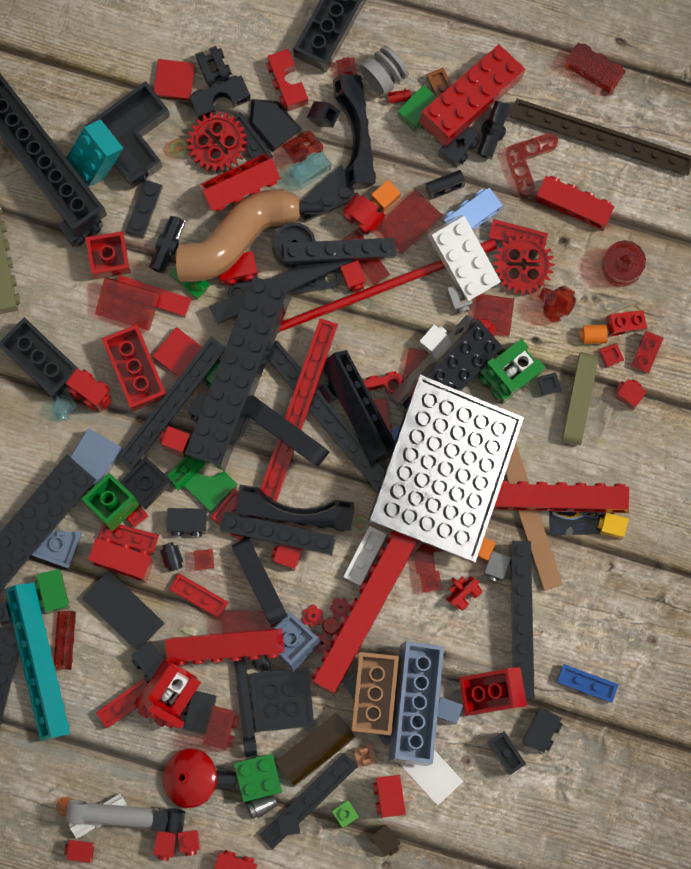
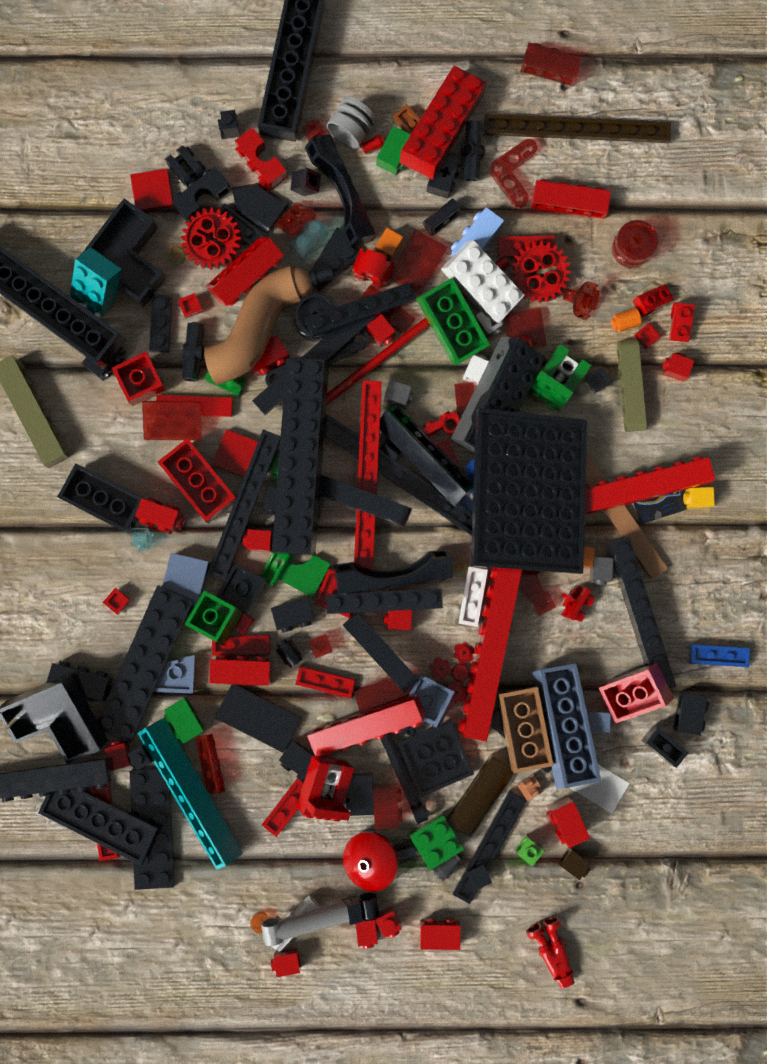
camera: 20 degrees left, 5 degrees up
(22, 459) = (116, 601): none -> red plate
(177, 199) = (190, 305): none -> red plate
(266, 38) = (228, 124): none -> black brick
(351, 341) = (398, 394): none -> flat silver brick
(423, 287) = (452, 321): none -> green brick

